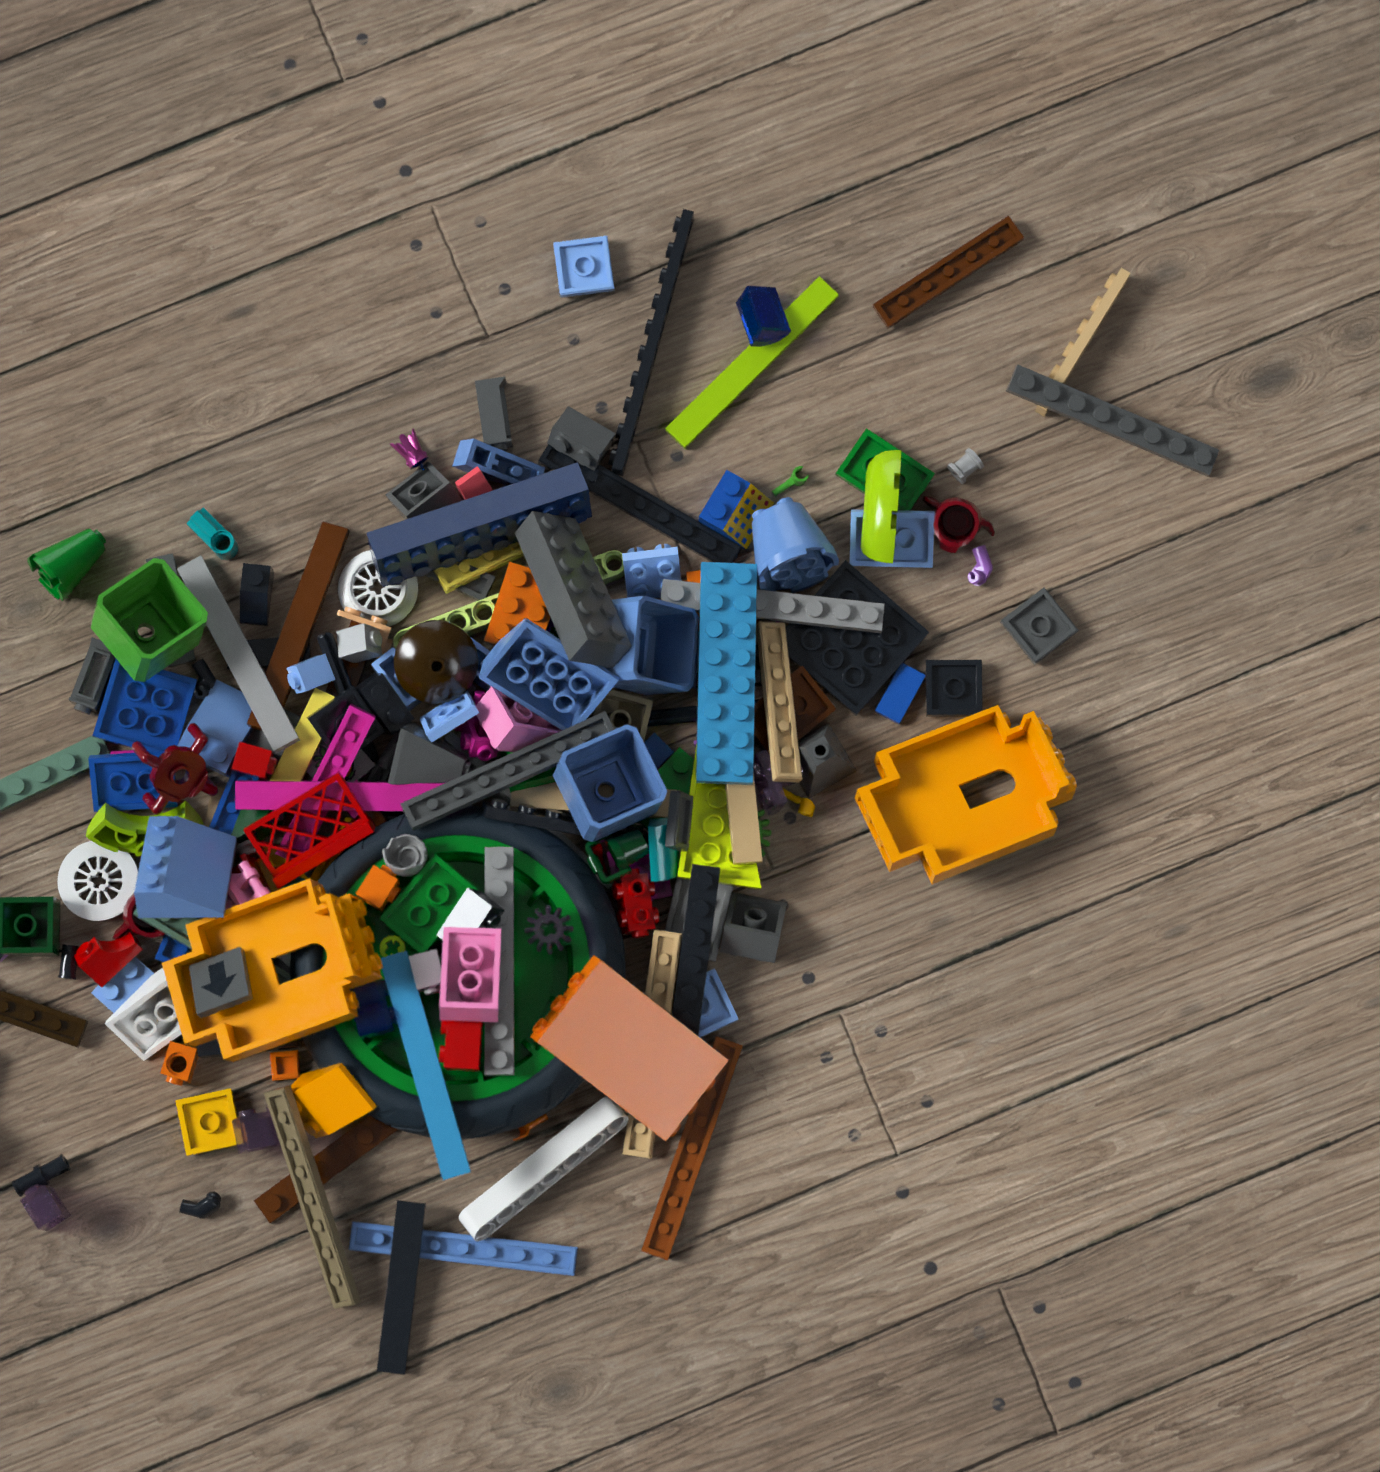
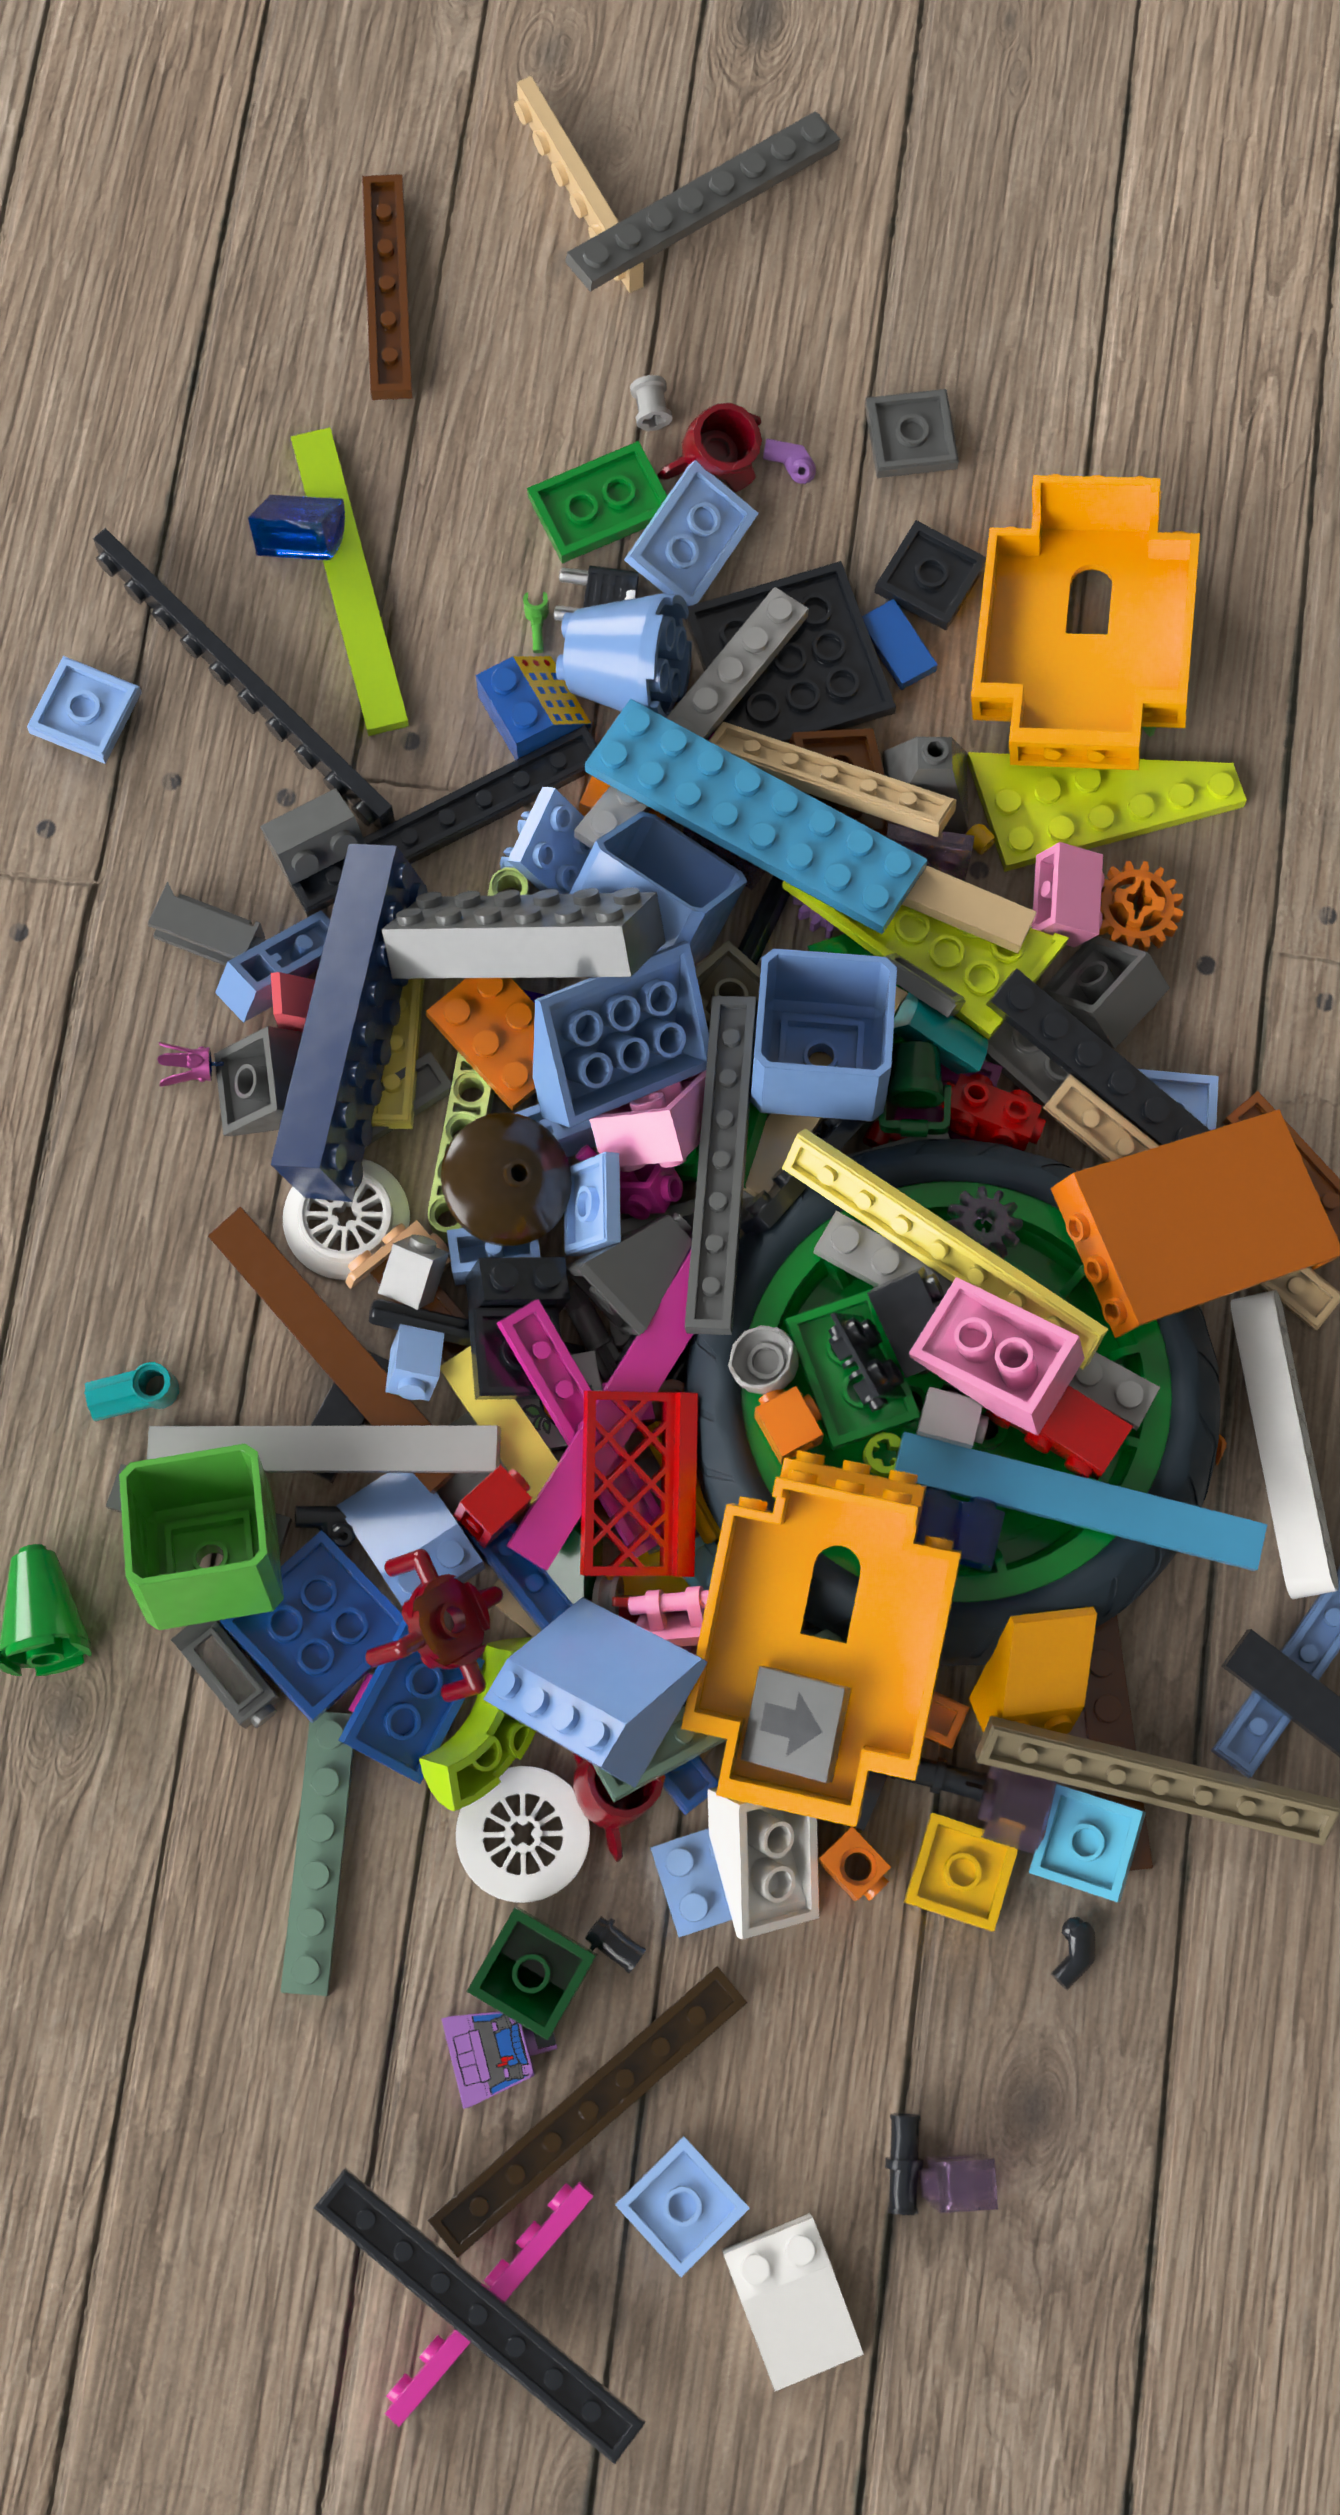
camera: 65 degrees left, 5 degrees down
(106, 958) = (646, 1883): red arch -> none
(254, 1082) = (948, 1778): none -> black pin
(256, 594) = (252, 1381): black slope -> none
(260, 1179) = (1088, 1843): none -> medium azure plate
(431, 907) = (860, 1339): none -> black hinge
(521, 913) = (929, 1236): none -> light yellow tile
(791, 874) = (1068, 892): none -> bright pink brick
(811, 906) = (1152, 907): none -> orange gear
(830, 512) = (602, 586): none -> black piece
(846, 842) = (1091, 806): none -> neon yellow wing
(879, 503) = (647, 512): lime brick -> none

